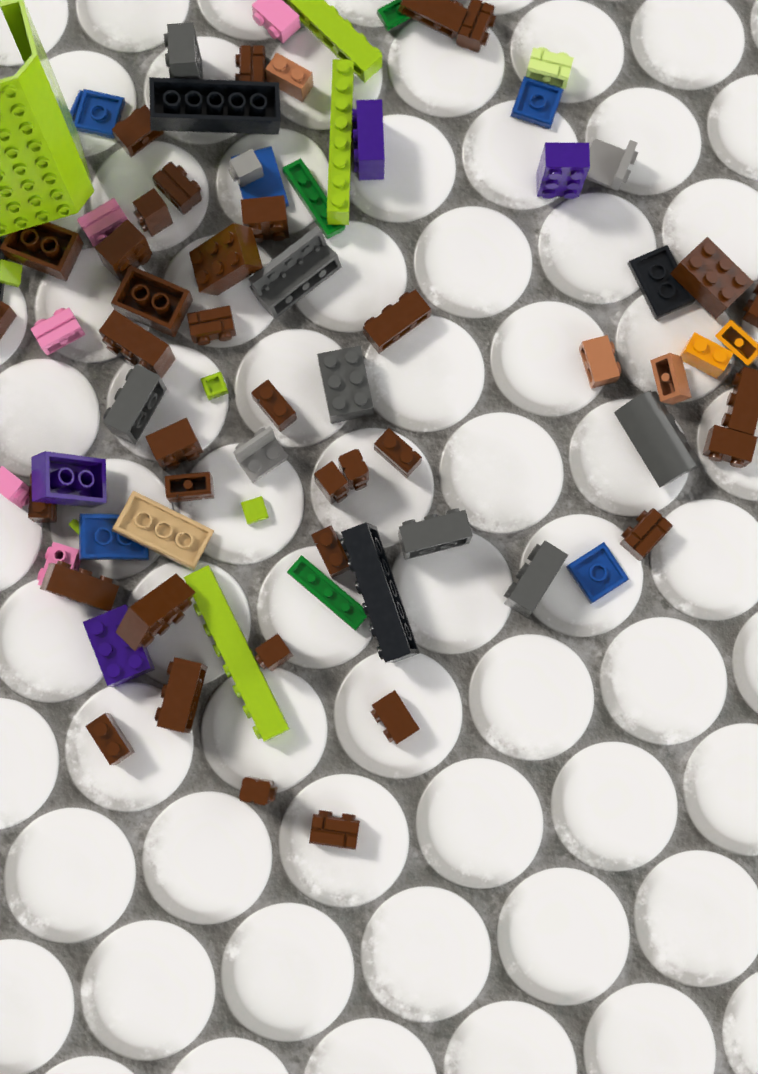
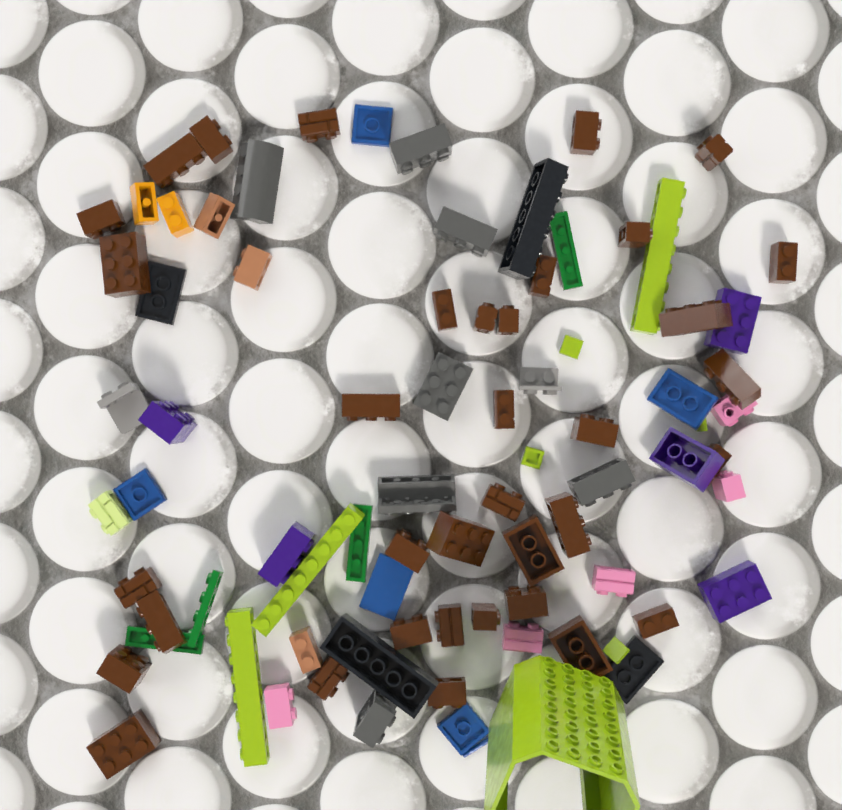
camera: 145 degrees left, 10 degrees up
(163, 530) = (645, 378): tan tile -> none
(181, 695) = (717, 253): reddish brown brick -> none
(189, 487) = (605, 394): reddish brown brick -> none
(208, 157) = (410, 632): none -> reddish brown brick
(245, 168) = (392, 600): light grey brick -> none
(334, 830) = (680, 90): reddish brown brick -> none
(407, 54) = (201, 615): none -> green plate

